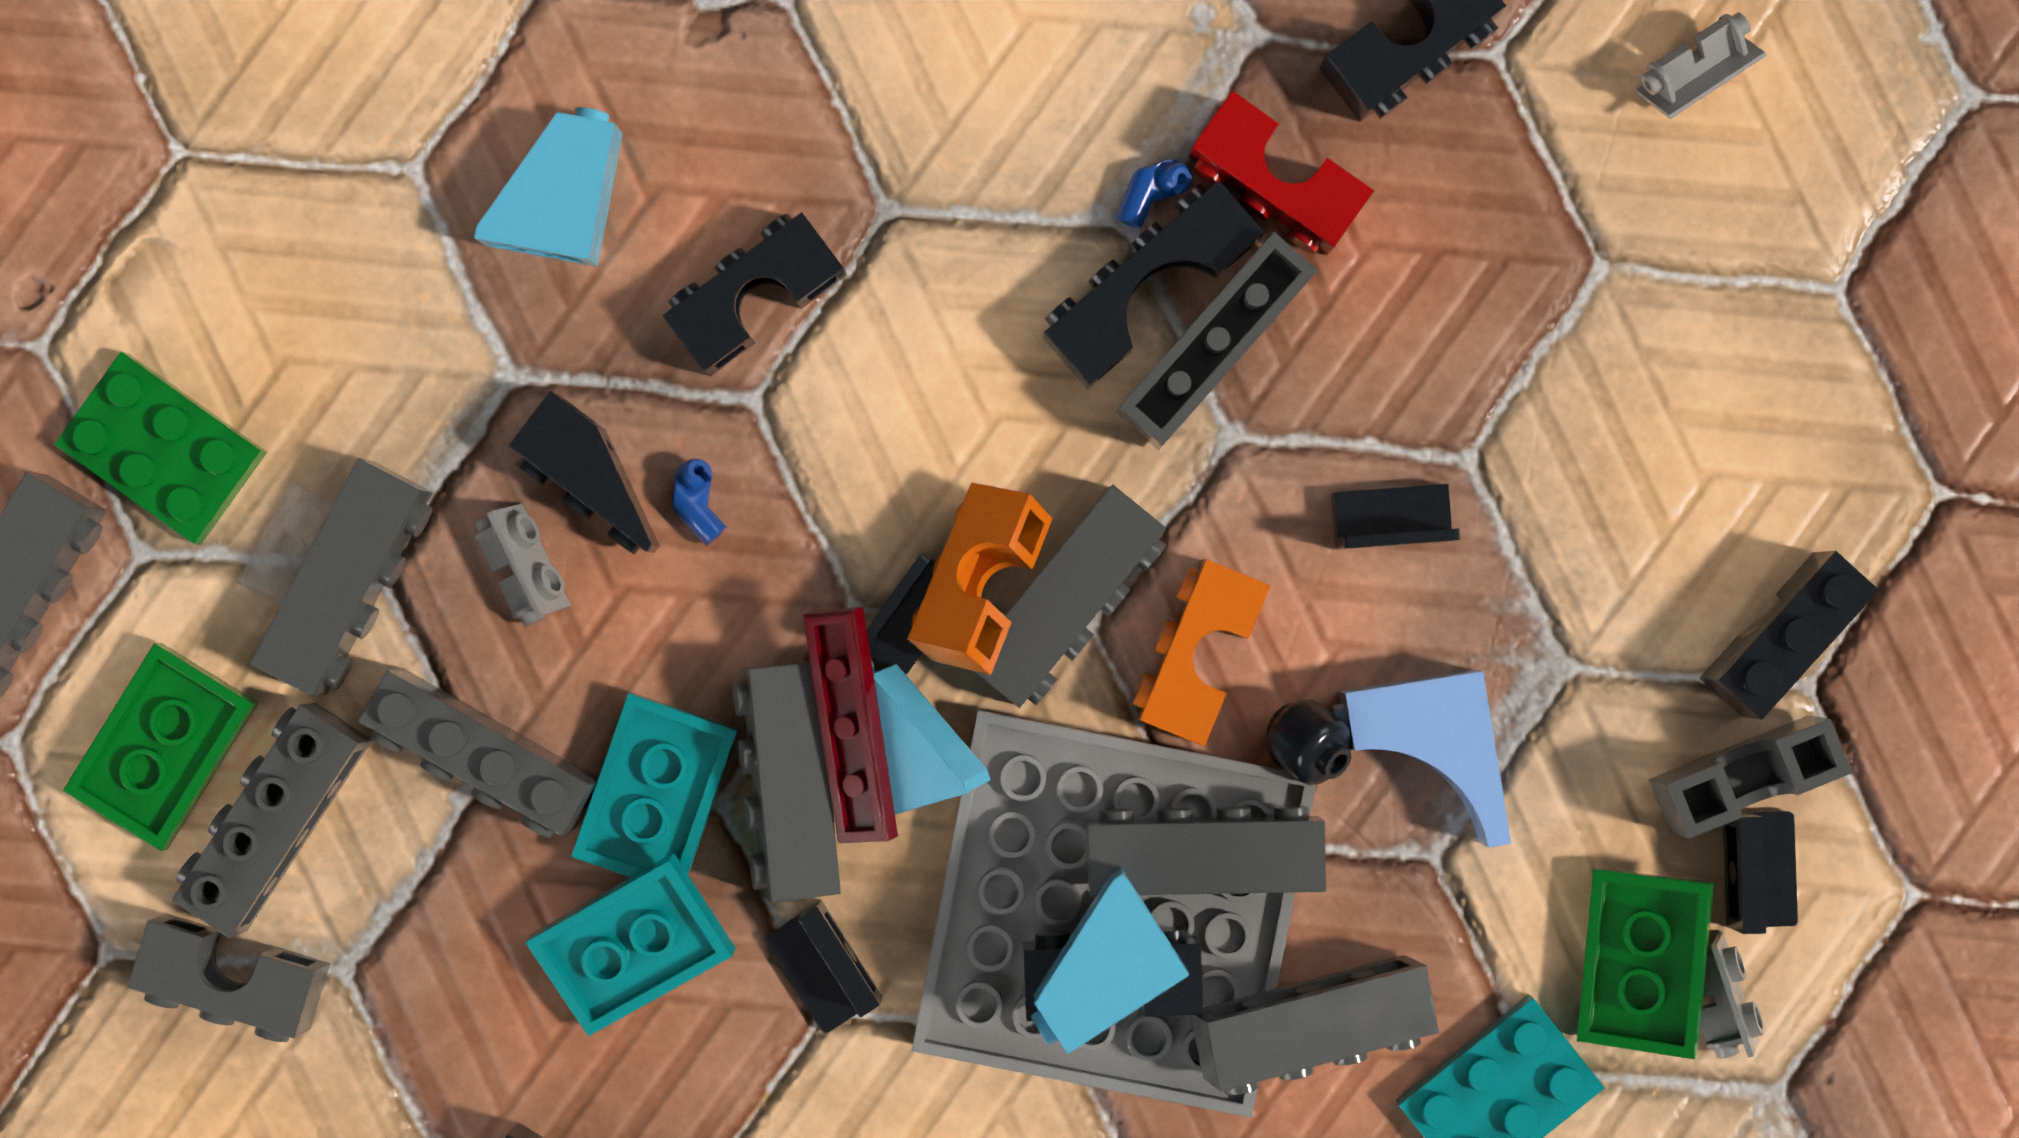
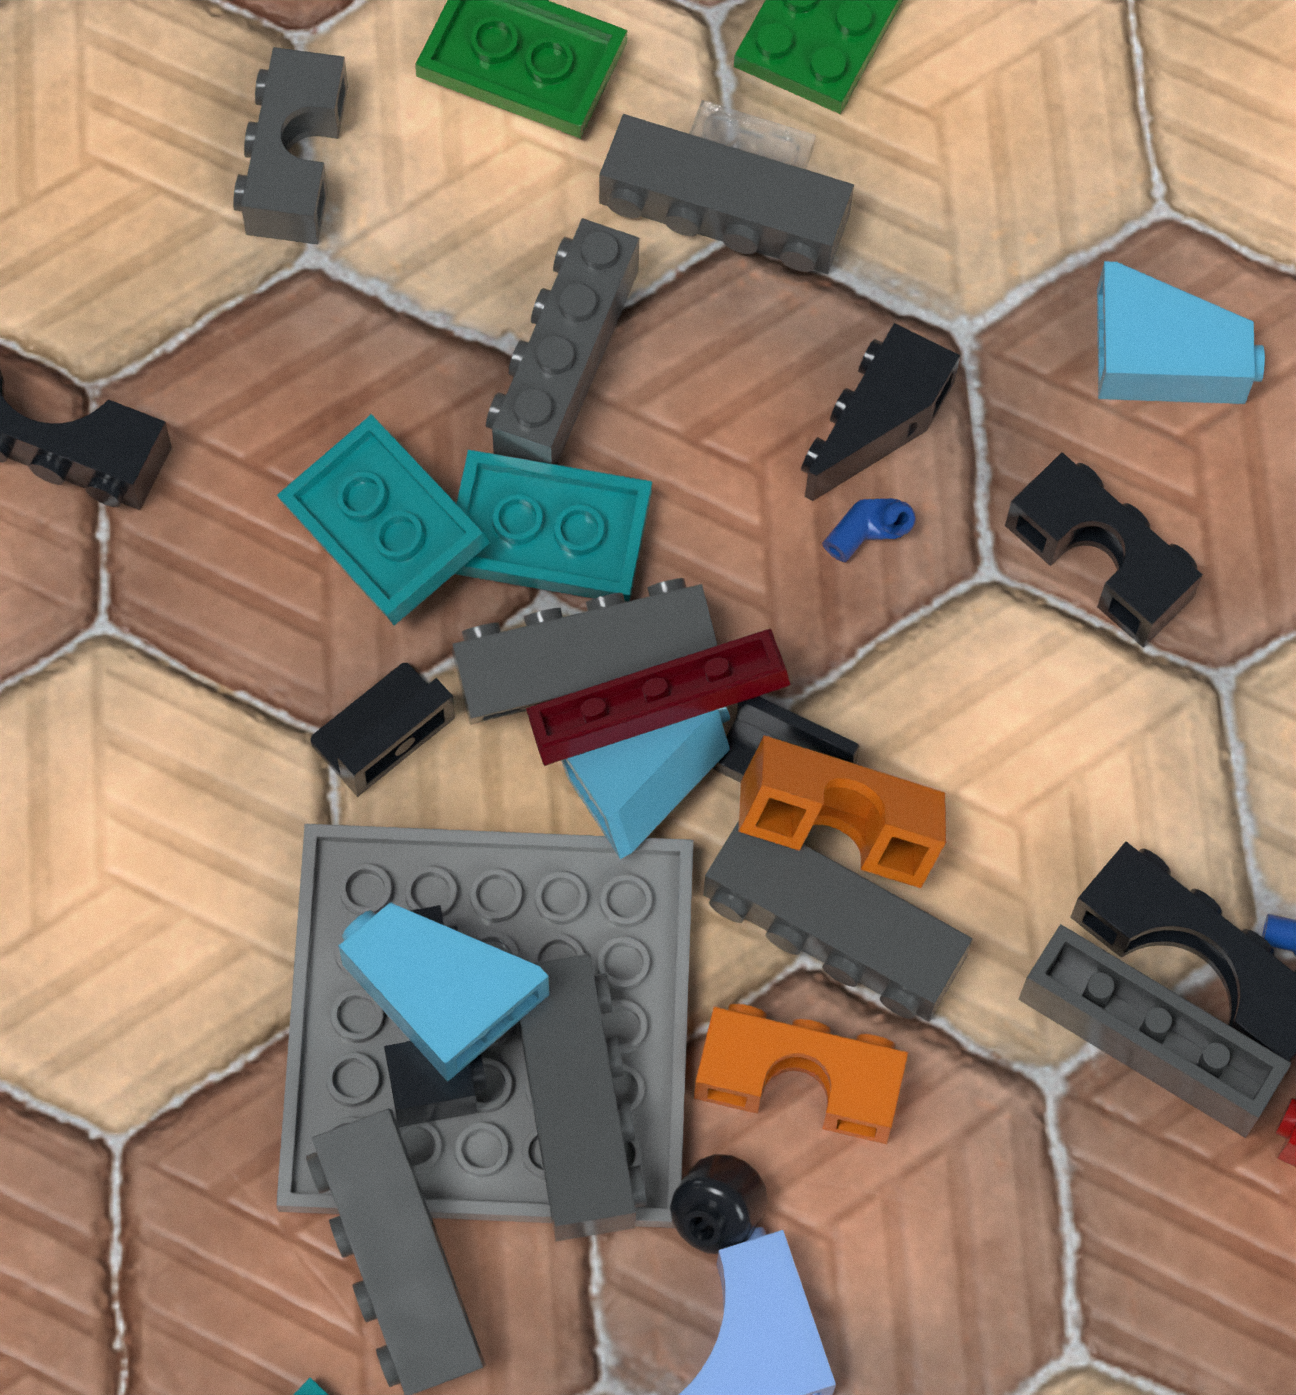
camera: 80 degrees right, 20 degrees down
(270, 819) = (463, 162): dark grey brick -> none
(512, 539) = (786, 357): light grey hinge -> none
(1392, 517) = (992, 1271): black panel -> none

